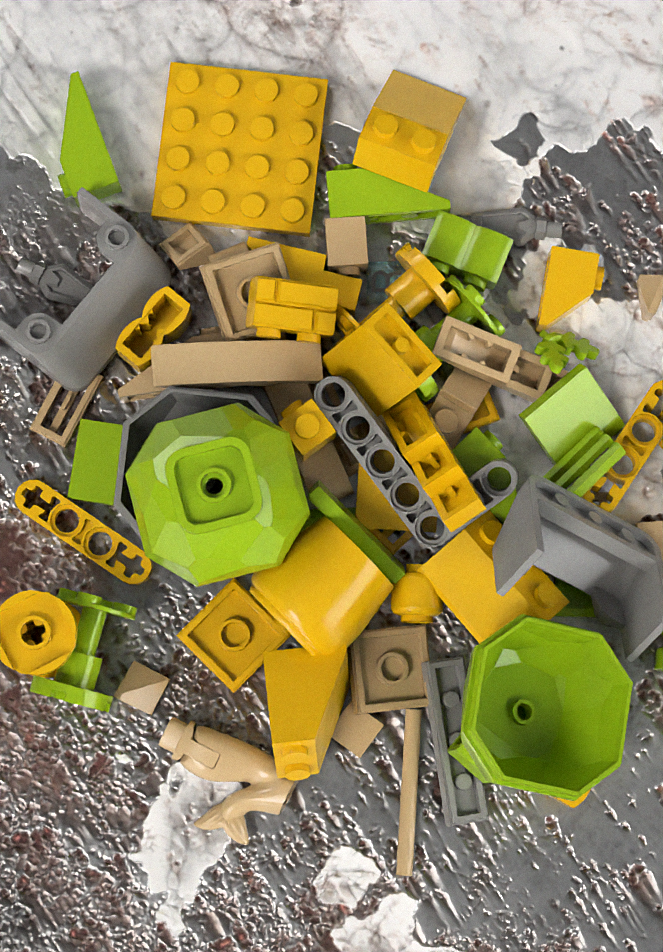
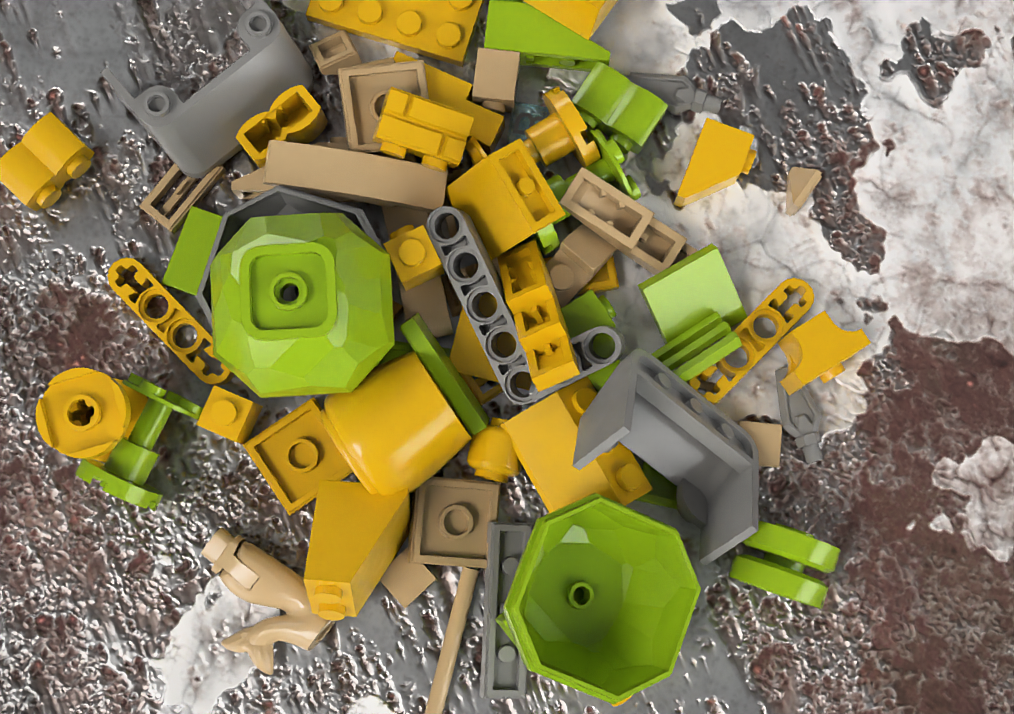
camera: 20 degrees right, 0 degrees up
(56, 281) = (196, 63): light grey piece -> none
(142, 688) = (197, 491): tan slope -> none
(159, 609) = (229, 415): none -> yellow brick
(557, 345) = (691, 223): lime animal -> none

